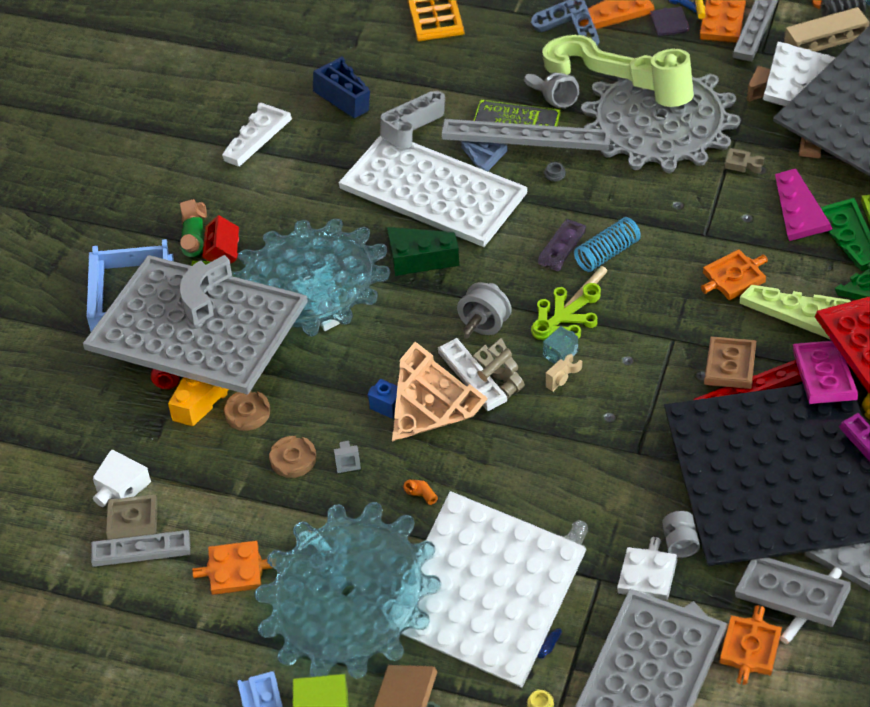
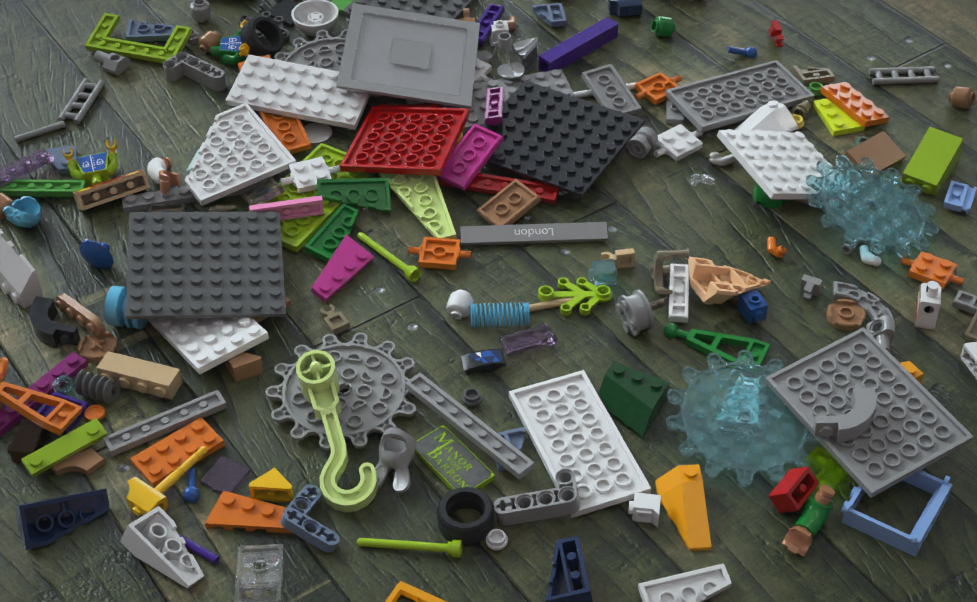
camera: 145 degrees left, 5 degrees down
(206, 495) = (928, 295): none -> white torso
(240, 445) = (882, 330): none -> light grey piece
(281, 487) = (868, 301): none -> light grey tile
(303, 195) = (686, 505): none -> light orange wedge
(330, 168) = (645, 508): none -> white window
(347, 349) = (757, 348): none -> green plate
(422, 88) = (496, 539): none -> white plate
(448, 66) = (452, 548): none -> lime piece
(461, 71) = (465, 498): none -> black tyre
(567, 657) = (770, 118): none -> white wedge
(578, 203) = (489, 359): none -> black slope
(581, 577) = (722, 161): none -> white arm
(619, 26) = (271, 487): none -> yellow slope
(654, 234) = (459, 304): none -> white head
(671, 352) = (533, 233): none -> light grey tile
(736, 241) = (412, 273): none -> lime piece

